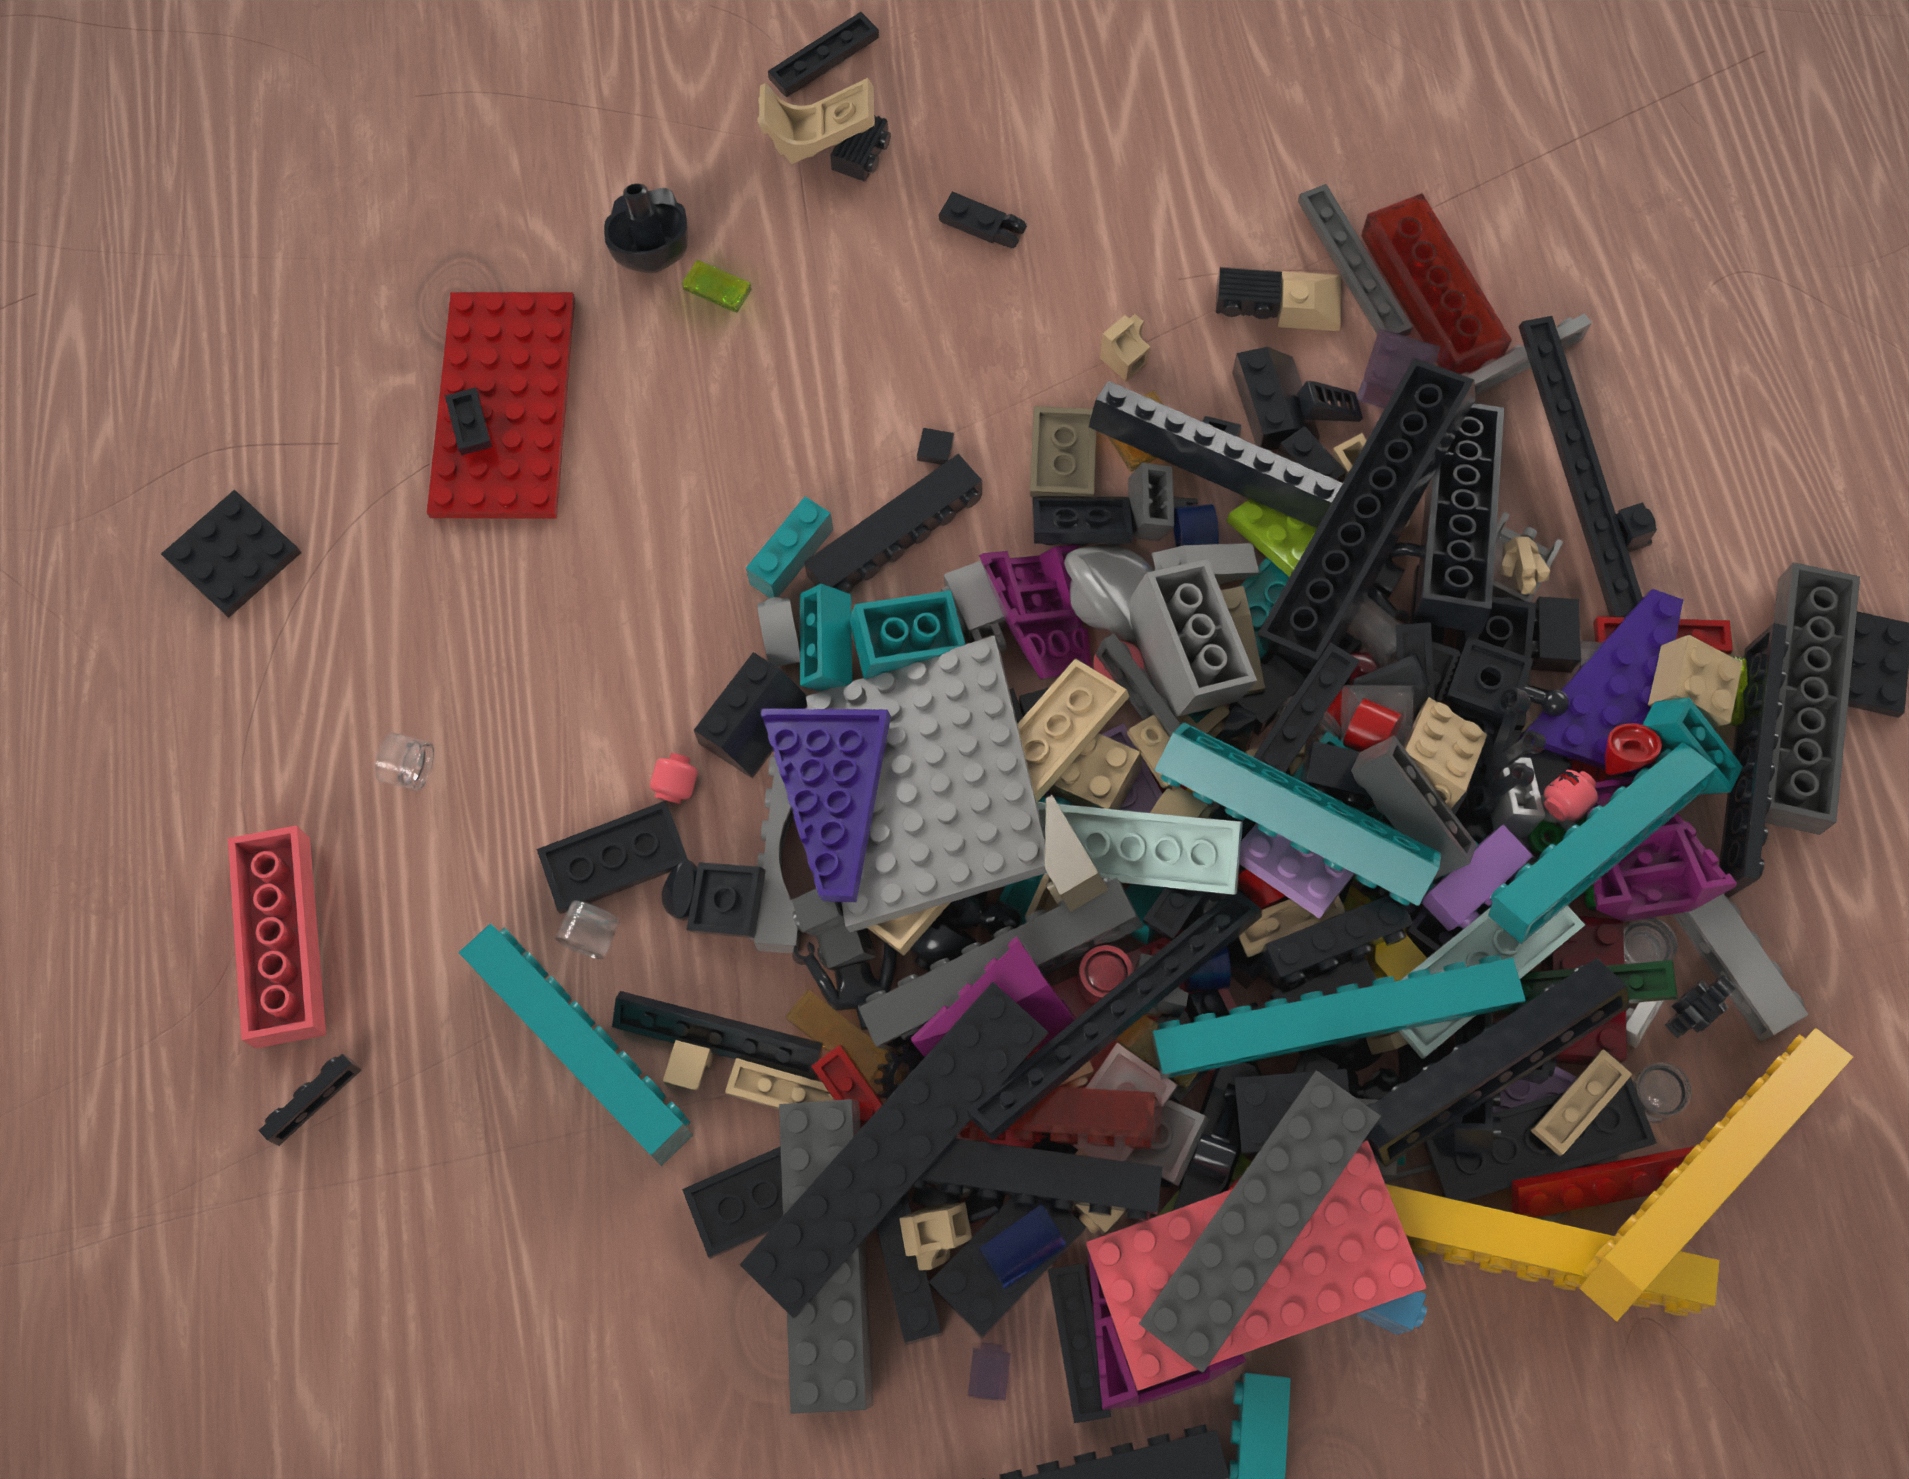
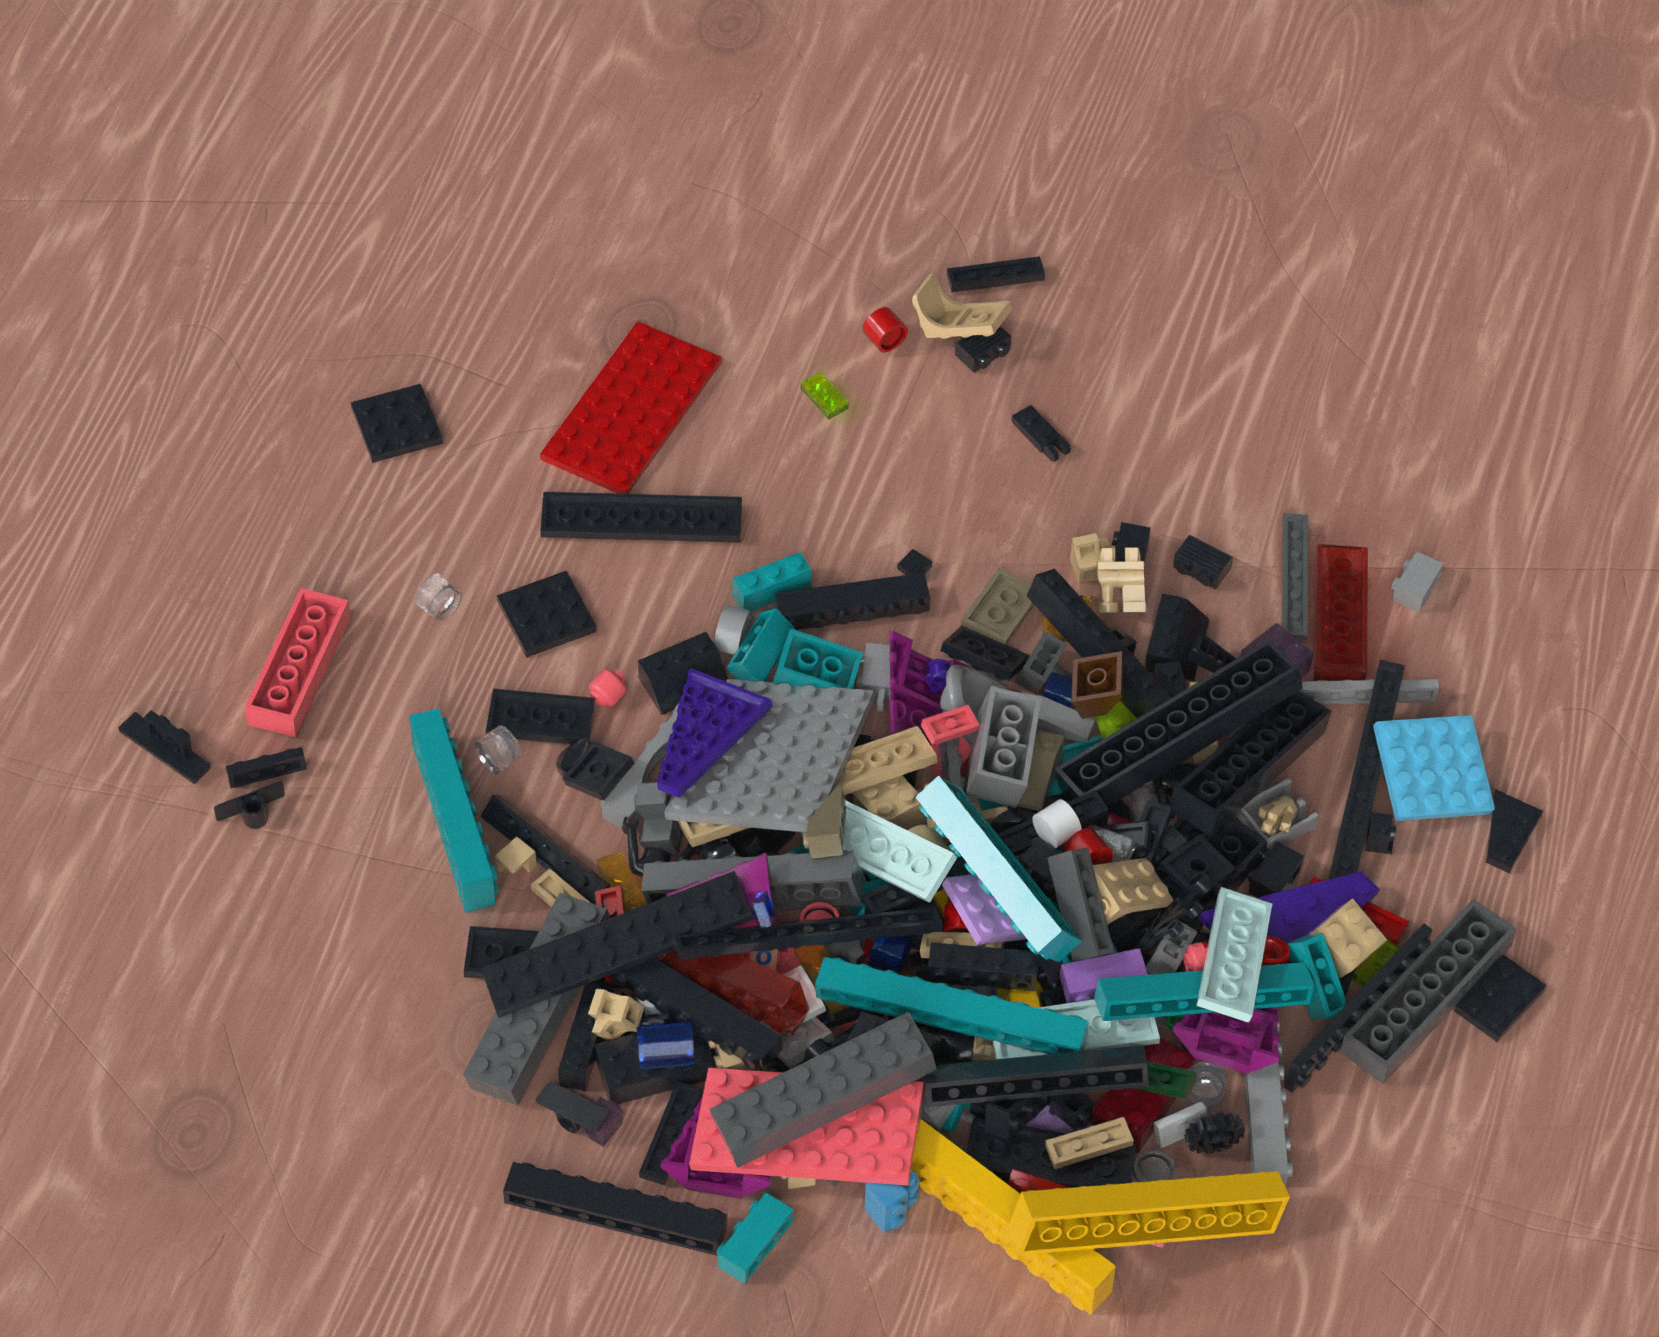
camera: 25 degrees right, 15 degrees down
(165, 1133) = (165, 743): none -> black bracket
(314, 1161) = (249, 803): none -> black piece
(468, 421) = (600, 406): black plate -> none
(545, 715) = (546, 614): none -> black plate
(589, 537) = (641, 517): none -> black plate
(646, 229) = (795, 336): black piece -> none
(741, 175) = (885, 329): none -> red piece
(948, 1381) = (571, 1109): none -> black piece
(1051, 575) = (936, 674): none -> dark purple brick
(1054, 1013) = (763, 909): none -> clear blue plate
(1118, 642) = (950, 725): none -> coral plate
(1164, 317) = (1131, 537): none -> black brick
(1183, 350) = (1123, 575): none -> tan hips
(1247, 501) = (1097, 683): none -> reddish brown slope
(1310, 301) = (1245, 587): tan slope -> none
(1324, 714) = (1056, 823): none -> white piece
(1485, 208) = (1417, 581): none -> light grey brick
(1621, 782) = (1234, 955): none -> light aqua plate
(1645, 422) = (1433, 768): none -> medium azure plate
(1757, 453) = (1510, 830): none -> black wing

